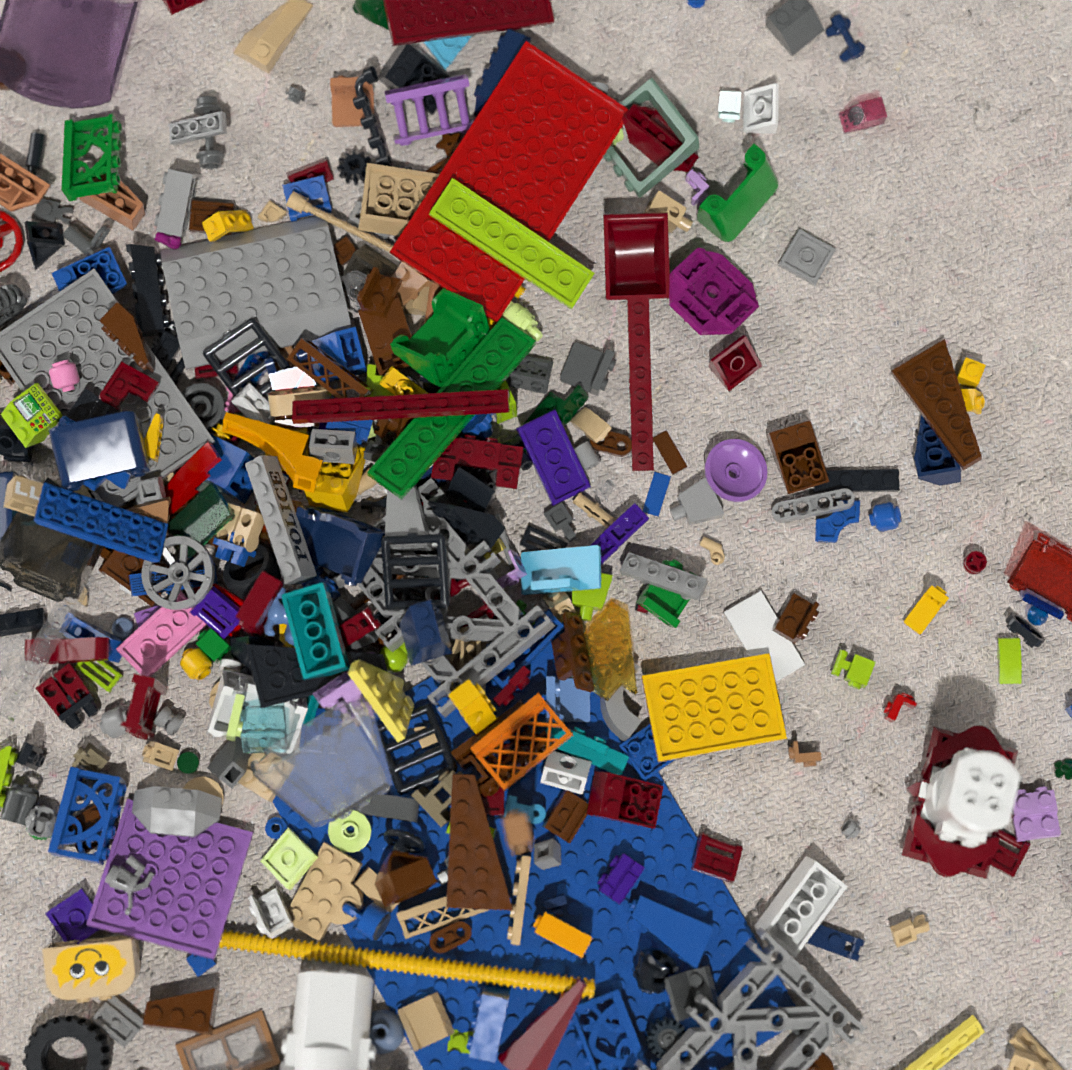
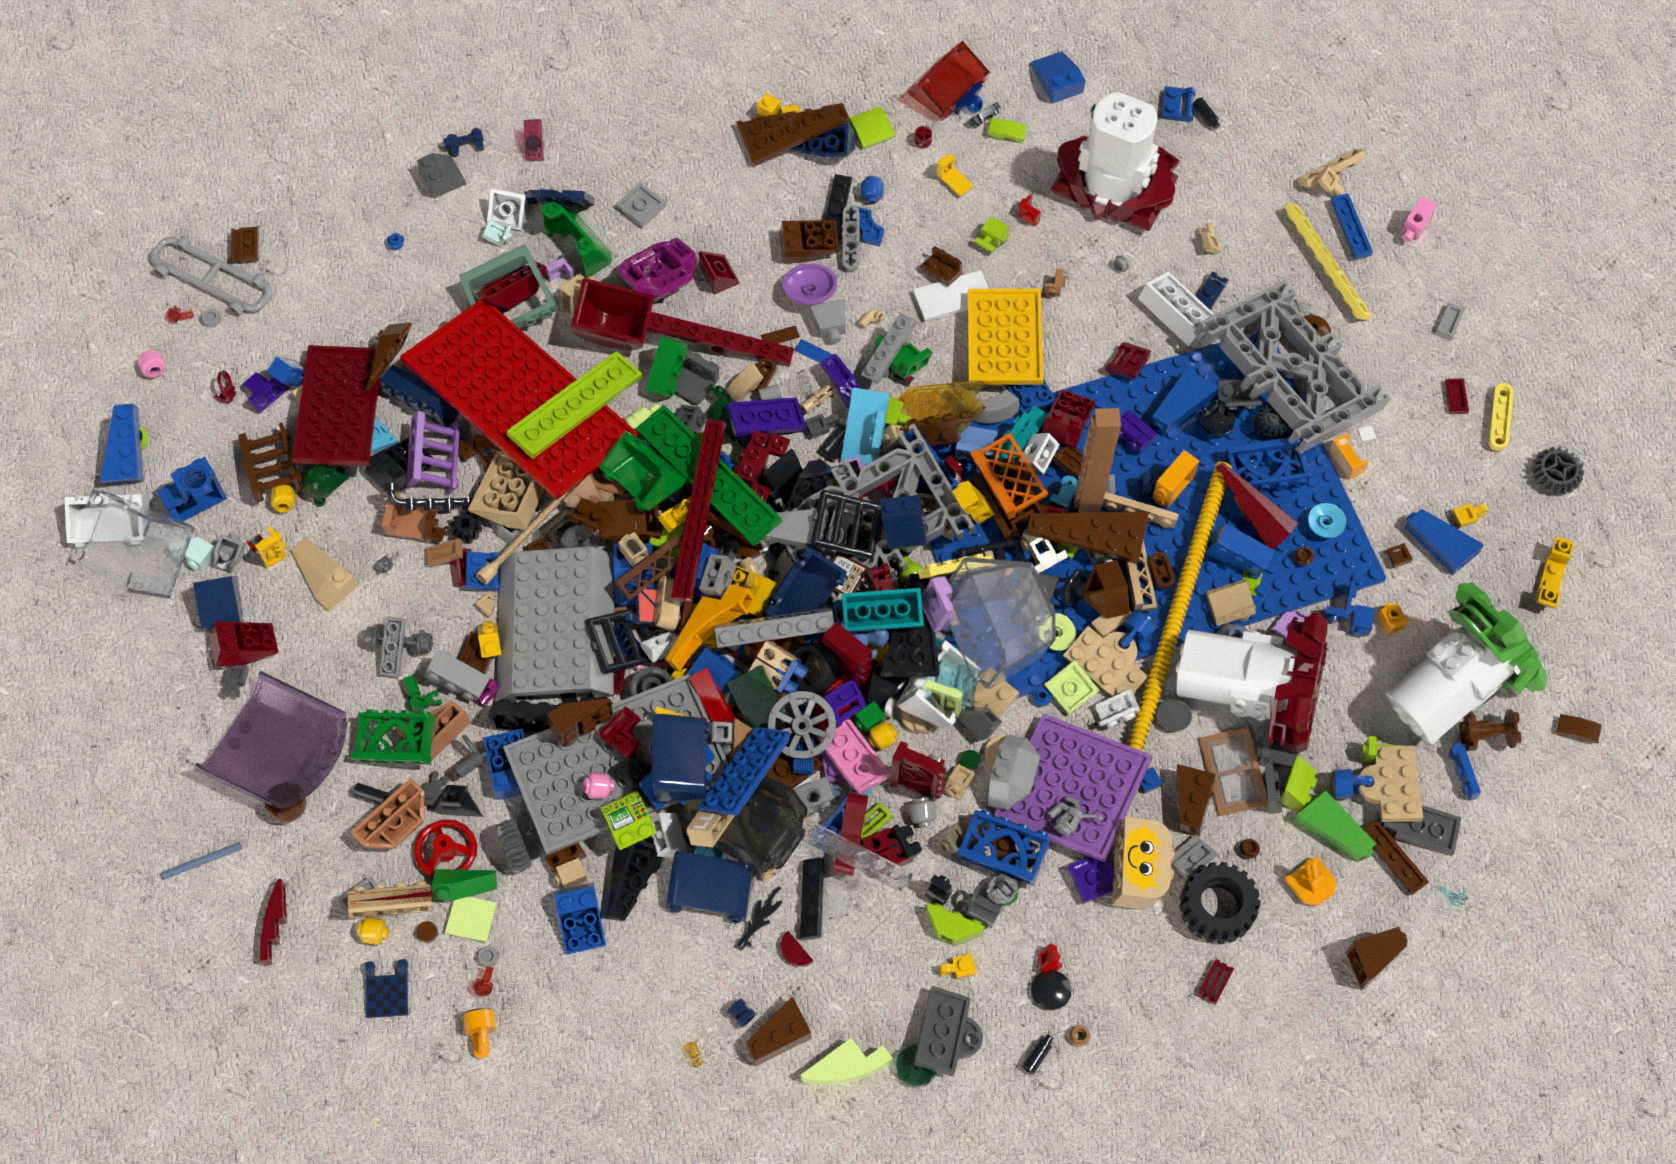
camera: 80 degrees left, 15 degrees down
(37, 461) = (668, 835): none -> white brick
(119, 612) = (820, 788): none -> light grey brick
(144, 170) = (413, 693): none -> green bar
(280, 978) = (1174, 714): none -> dark grey piece
(319, 152) = (444, 552): none -> medium nougat tile
(343, 133) = (432, 531): none -> reddish brown bracket
(349, 348) = (633, 549): none -> brick
(369, 590) = (855, 572): none -> sticker
(554, 26) = (388, 346): none -> reddish brown wedge
(588, 333) = (667, 366): none -> green brick
(782, 163) = (565, 198): none -> dark blue plate
(975, 499) = (872, 127): none -> lime slope

